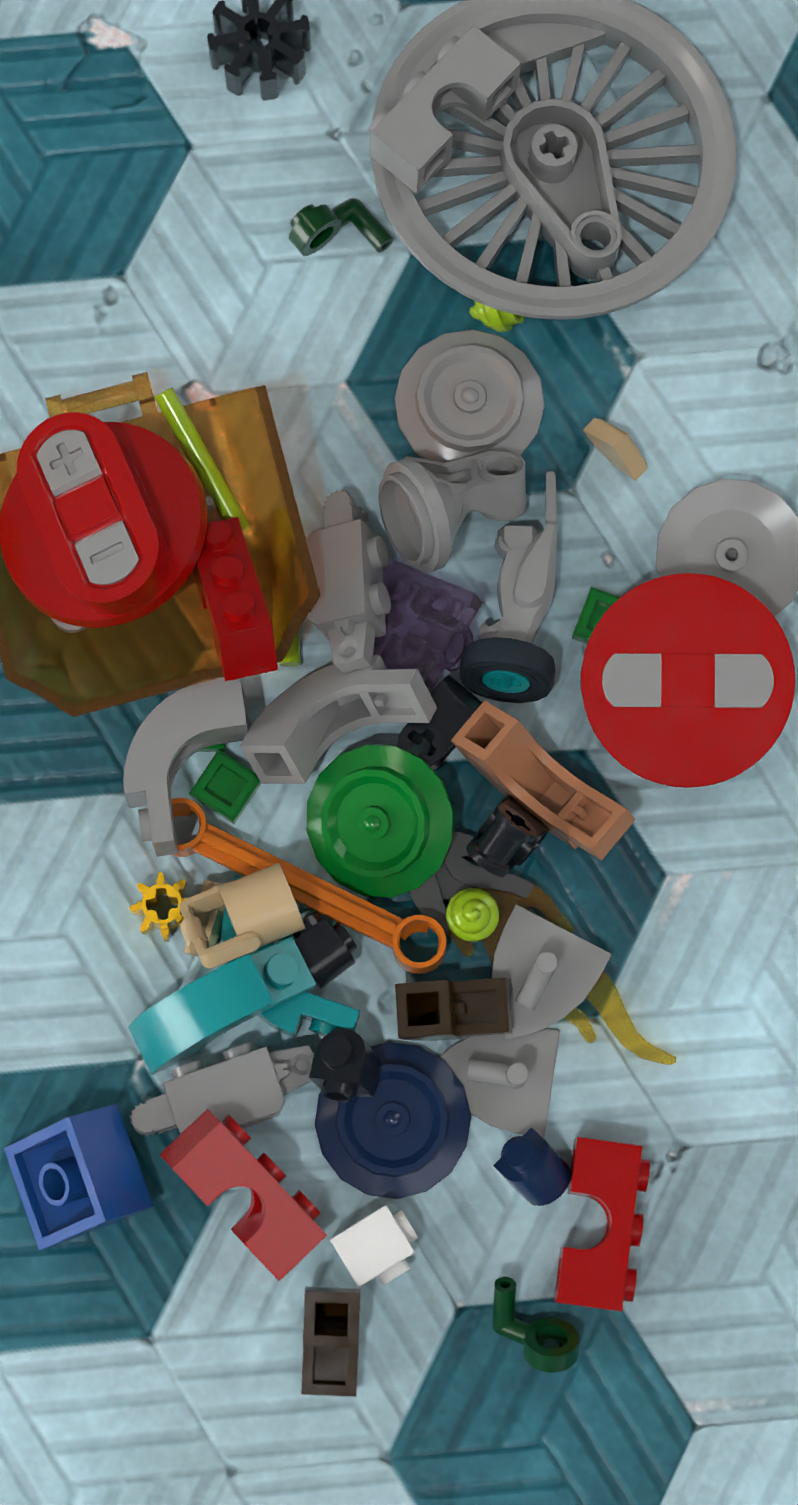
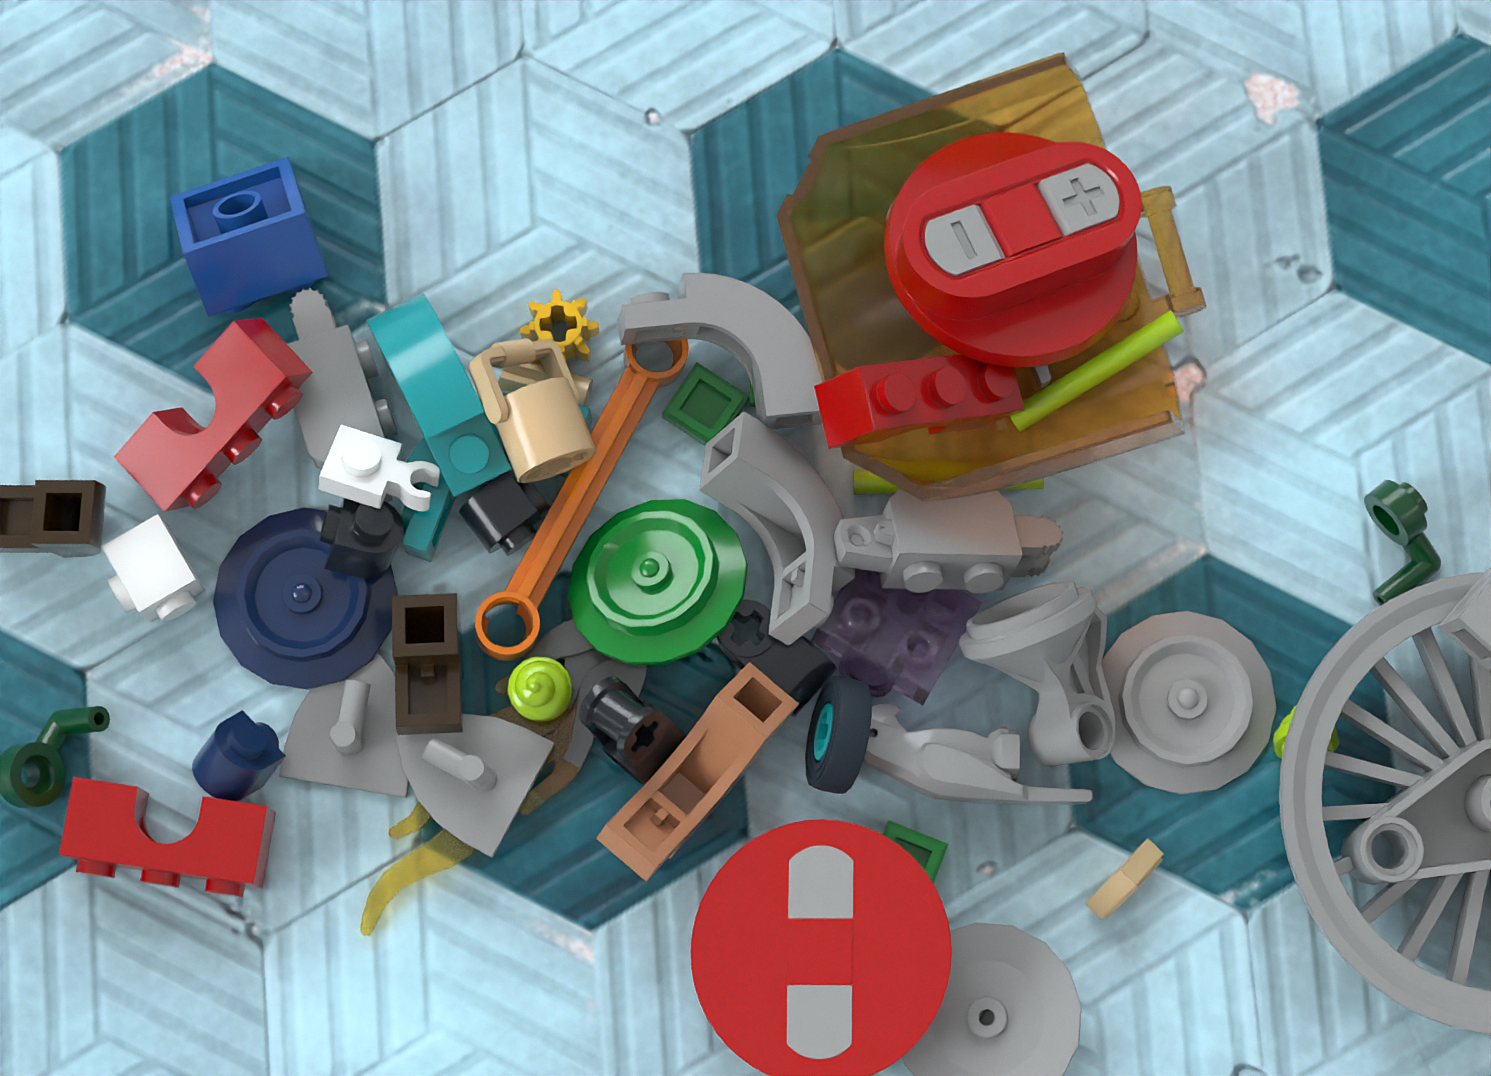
camera: 90 degrees right, 0 degrees up
(294, 1057) = (370, 467): none -> white plate

